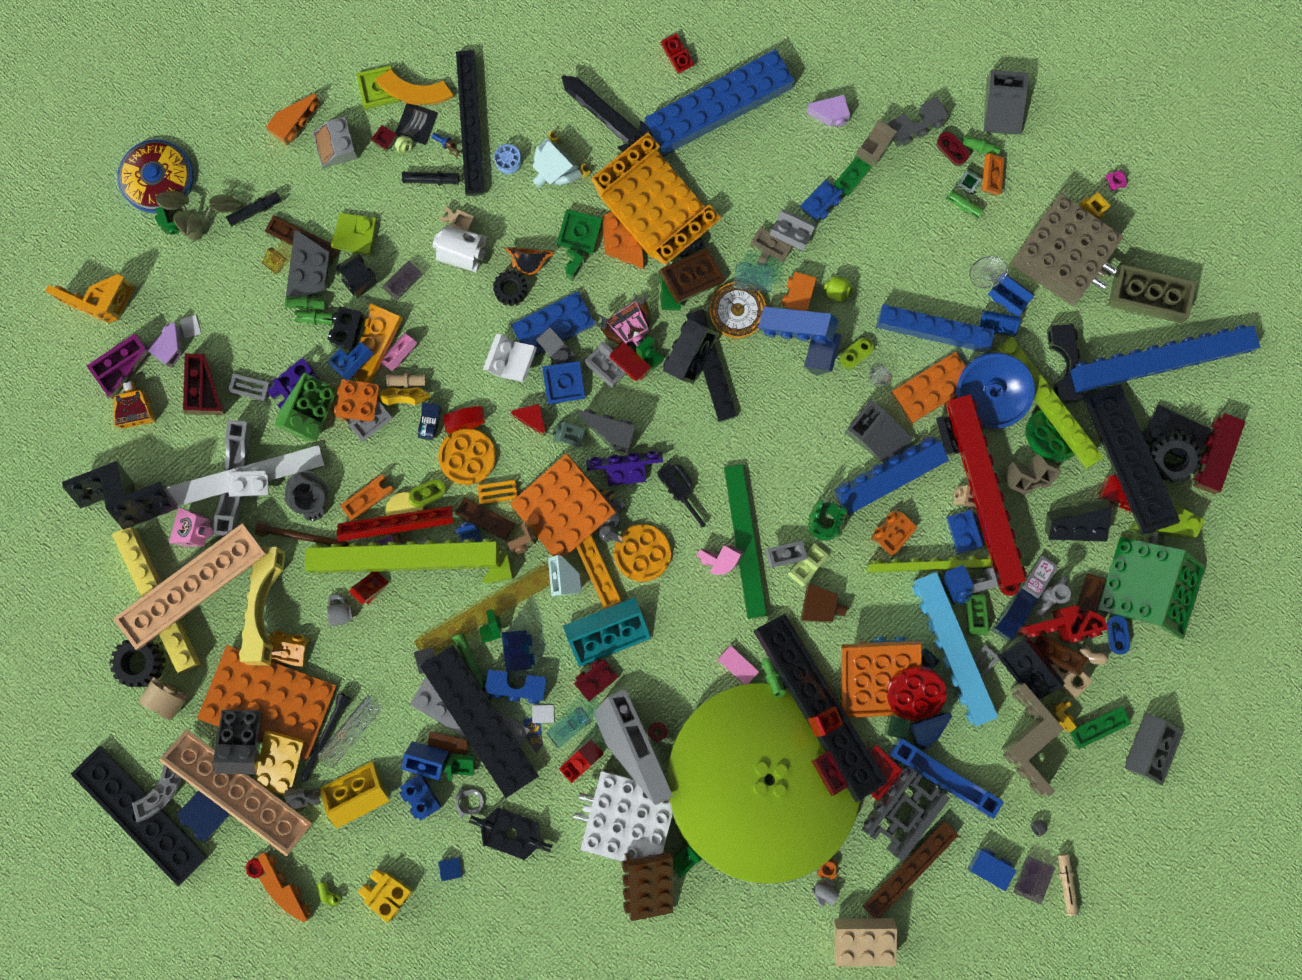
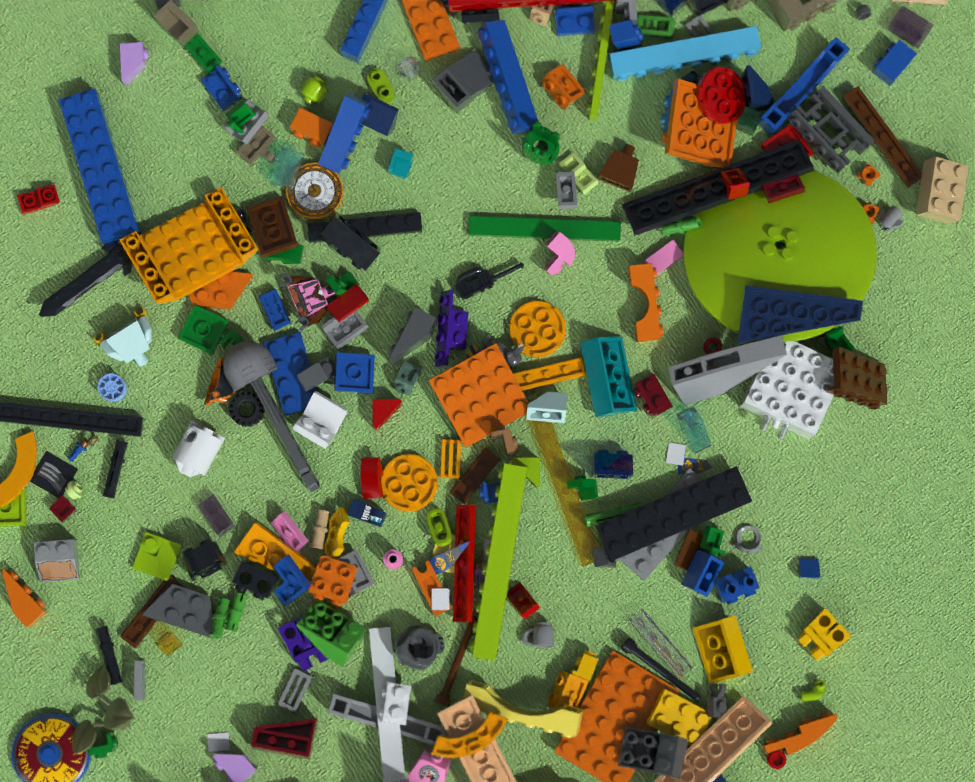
camera: 85 degrees left, 0 degrees up
(218, 562) = (472, 742): none -> light orange tile
(234, 241) = (139, 680): none -> light grey tile
(316, 661) = (585, 665): none -> yellow brick
(357, 507) = (440, 599): none -> white sticker
(391, 459) = (393, 566): none -> bright pink brick
(396, 506) = (447, 559): none -> sticker
(459, 219) = (166, 447): tan plate -> none
(494, 833) = (796, 492): black plate -> none
(498, 685) = (651, 457): blue arch -> none
(549, 277) = (247, 365): none -> piece
(581, 761) = (728, 423): red slope -> none
(612, 295) = (274, 309): none -> blue plate
(695, 789) = (781, 312): none -> dark blue wing
(711, 646) = (642, 278): none -> orange arch
(781, 387) = (400, 163): none -> teal panel
(794, 220) = (239, 116): none -> green bracket
(873, 861) = (868, 169): none -> orange plate

